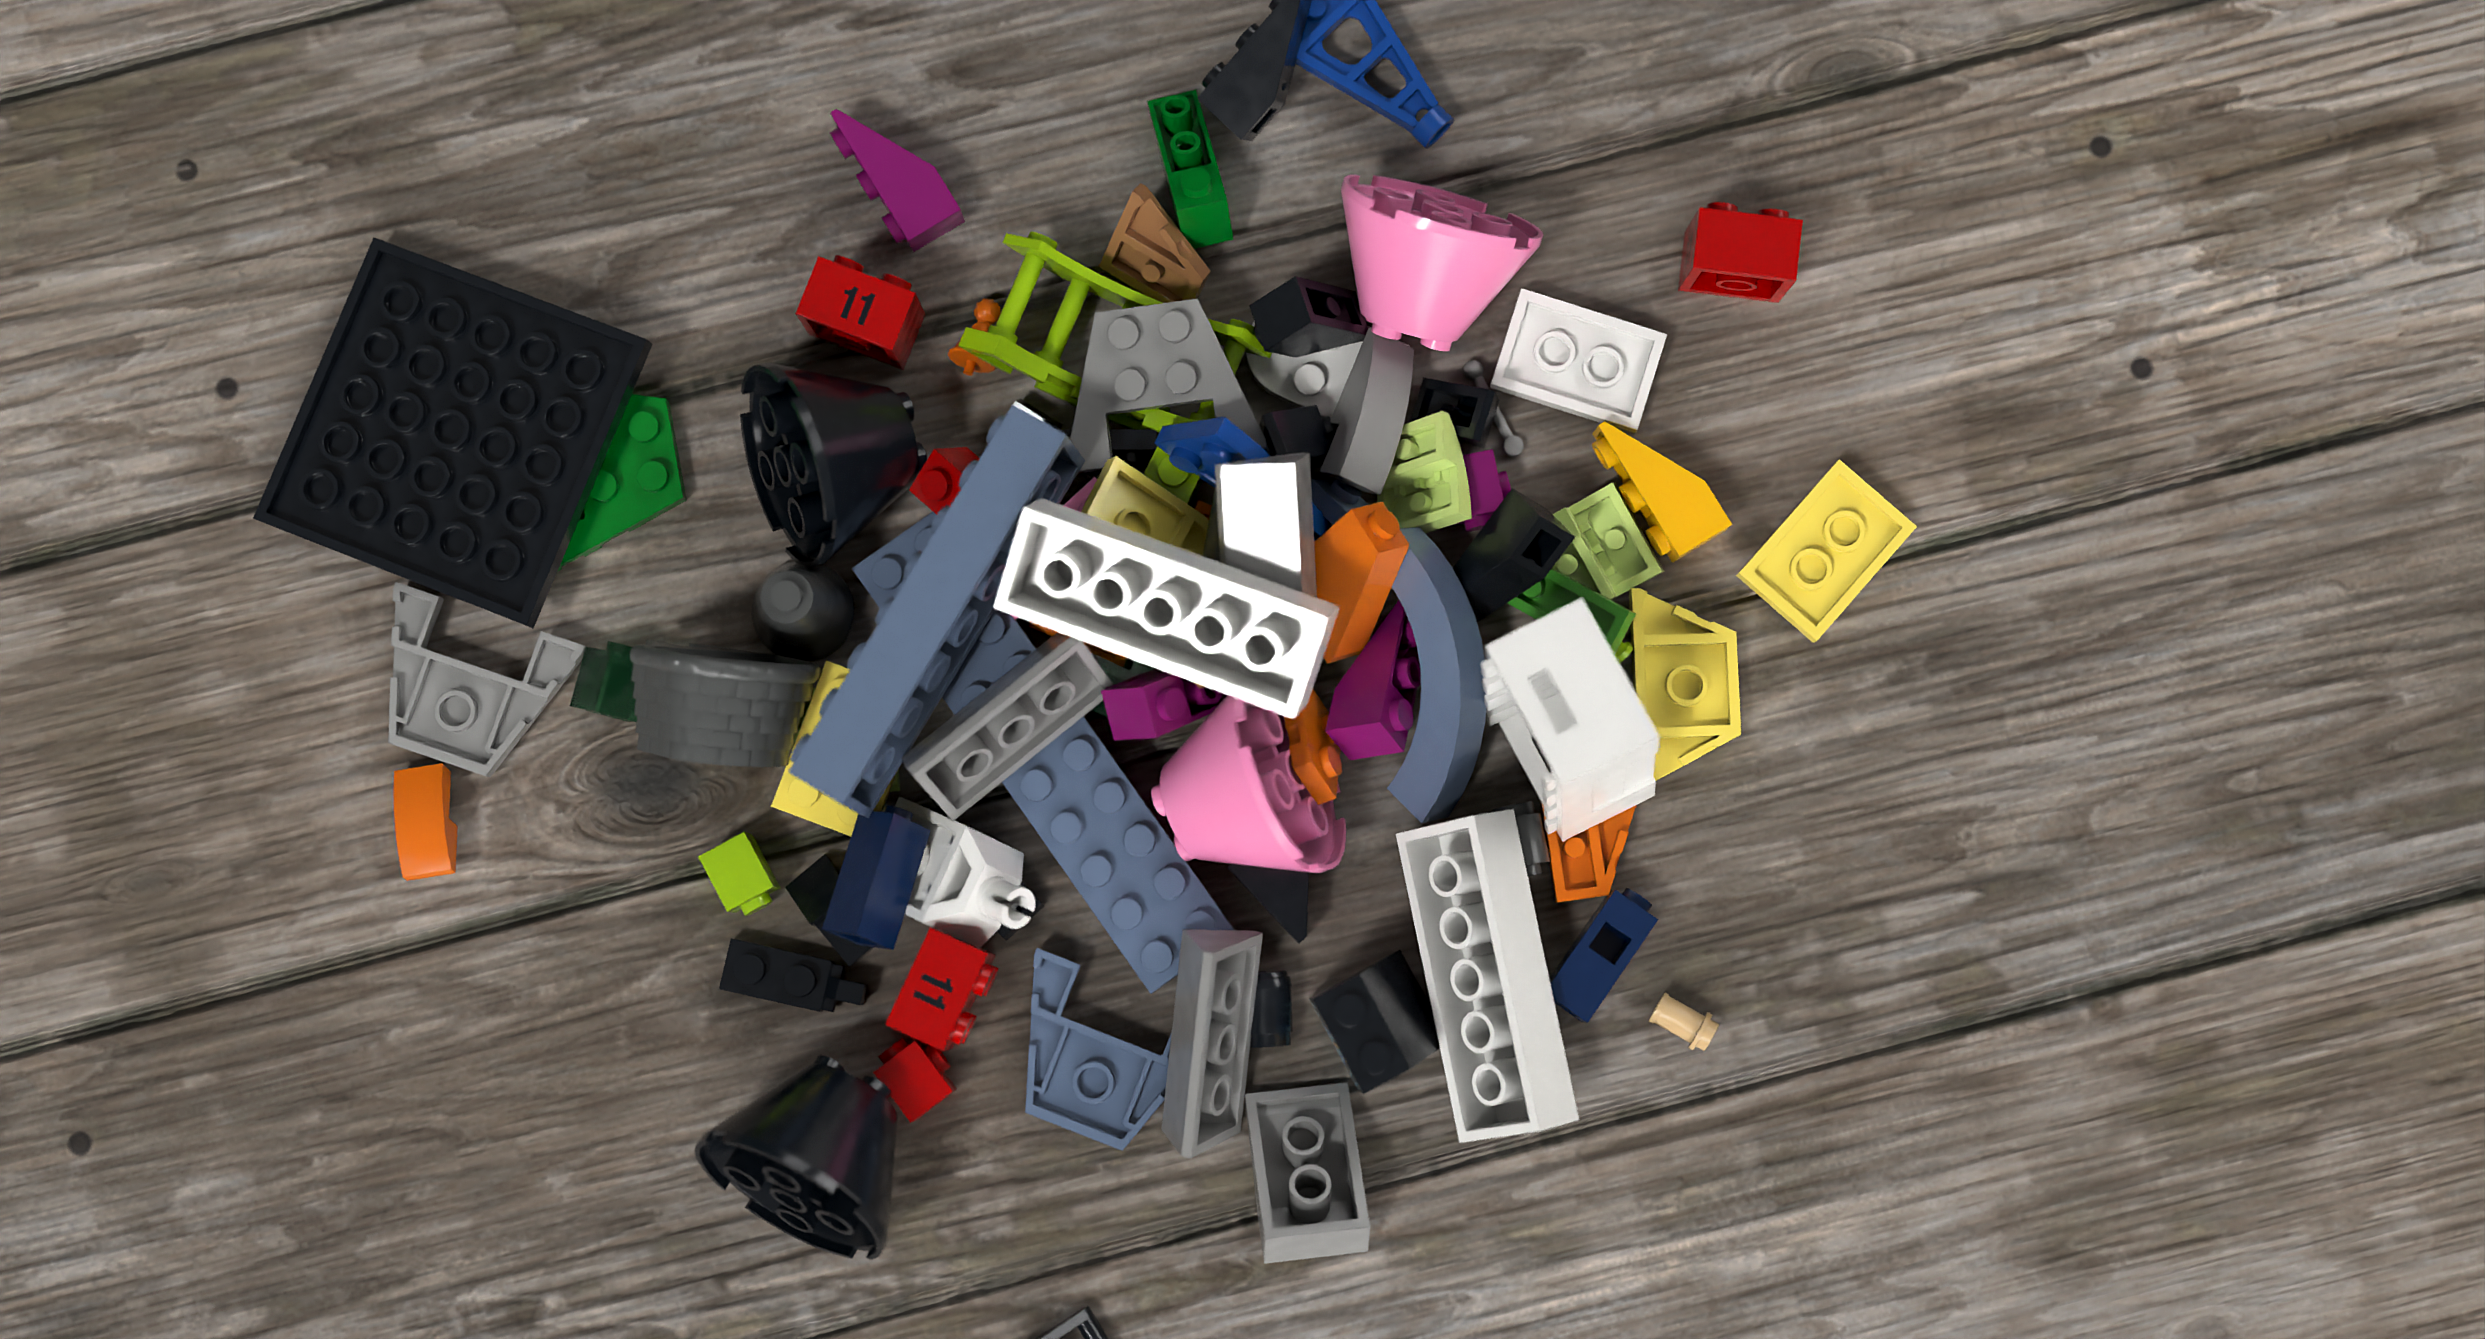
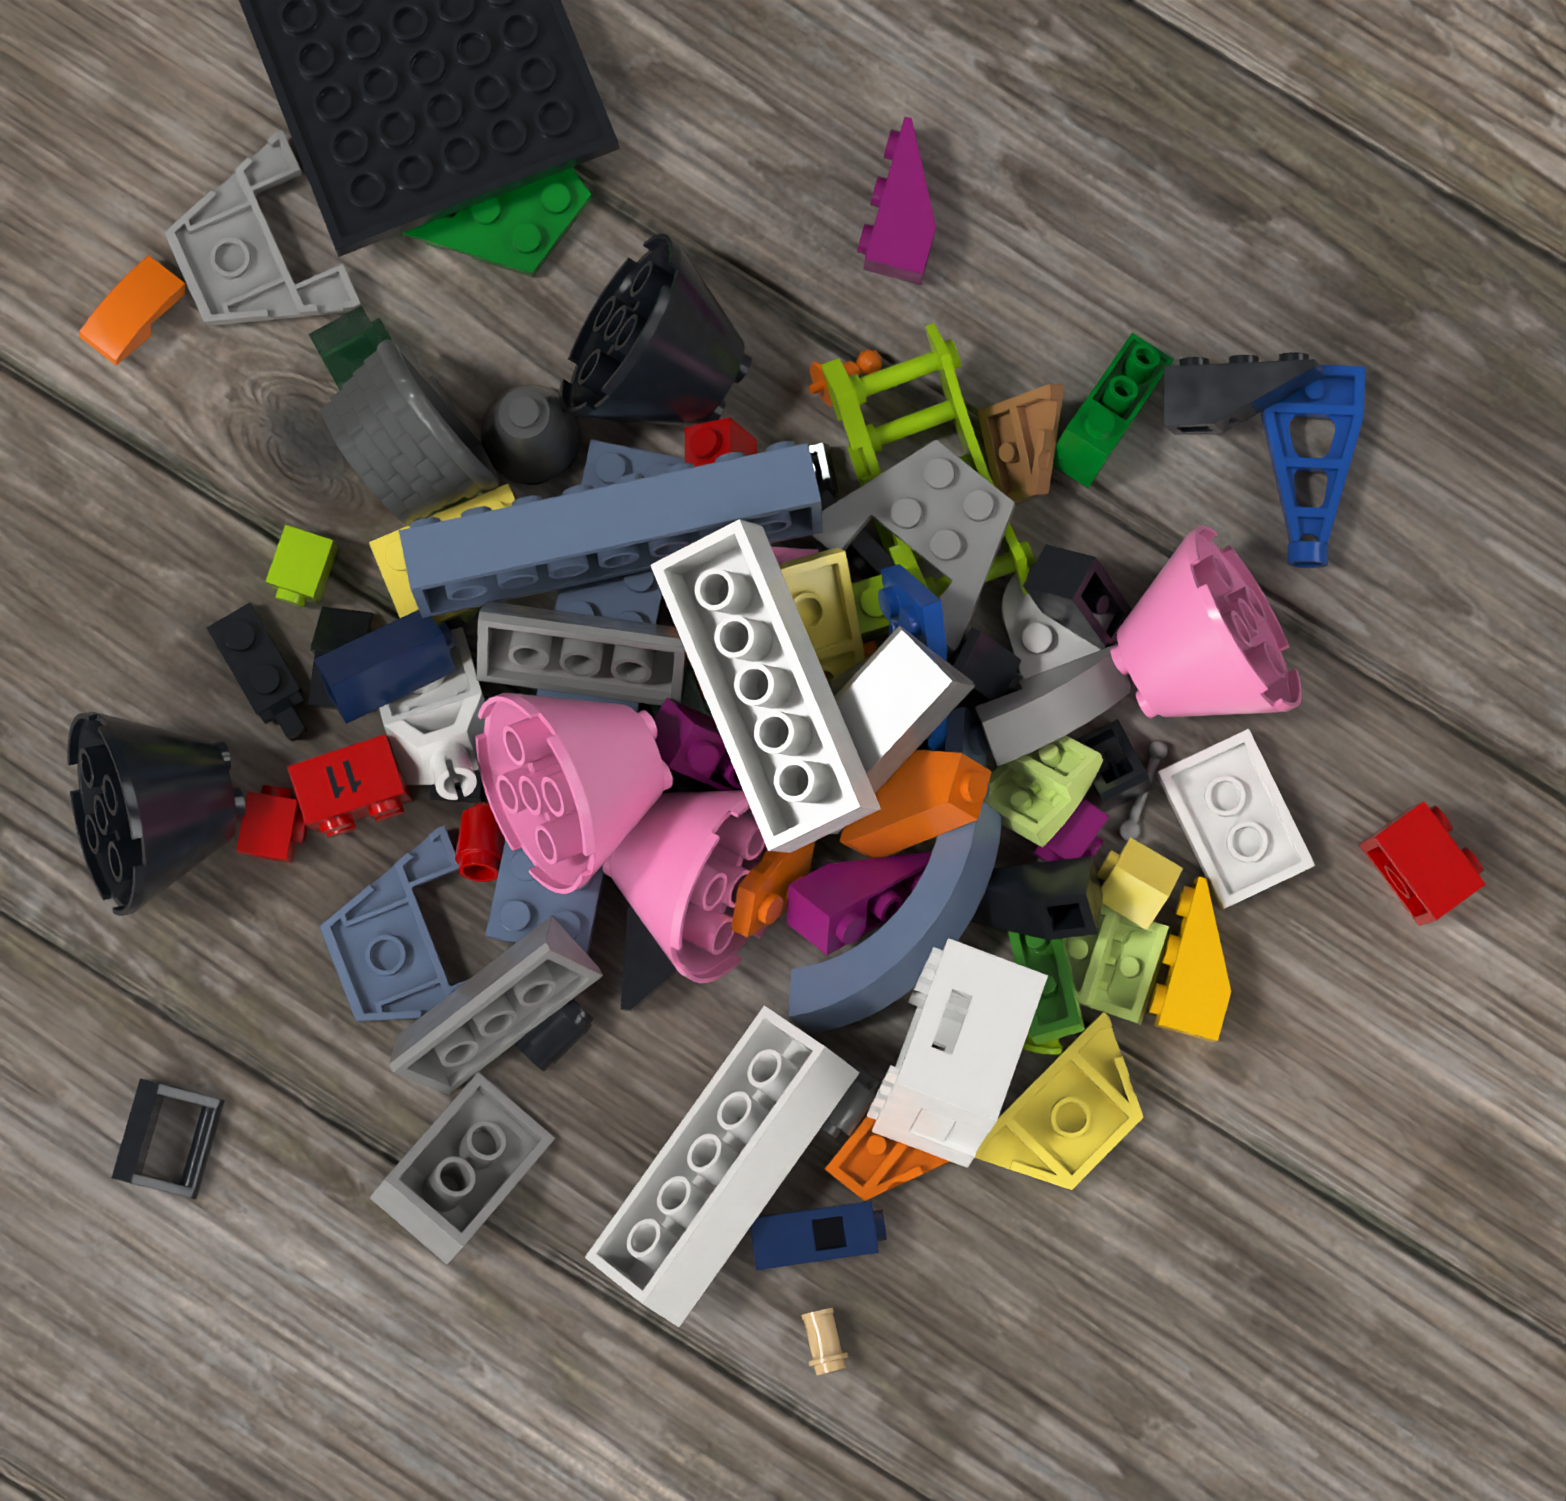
camera: 45 degrees right, 0 degrees up
(861, 311) = (781, 273): red brick -> none
(1076, 930) = (479, 844): none -> red brick
(1096, 822) = (568, 780): none -> bright pink cone
(1378, 1021) = (617, 1117): black slope -> none
(1559, 474) = (1137, 882): none -> light yellow brick
(1826, 551) = (1266, 1129): light yellow plate -> none

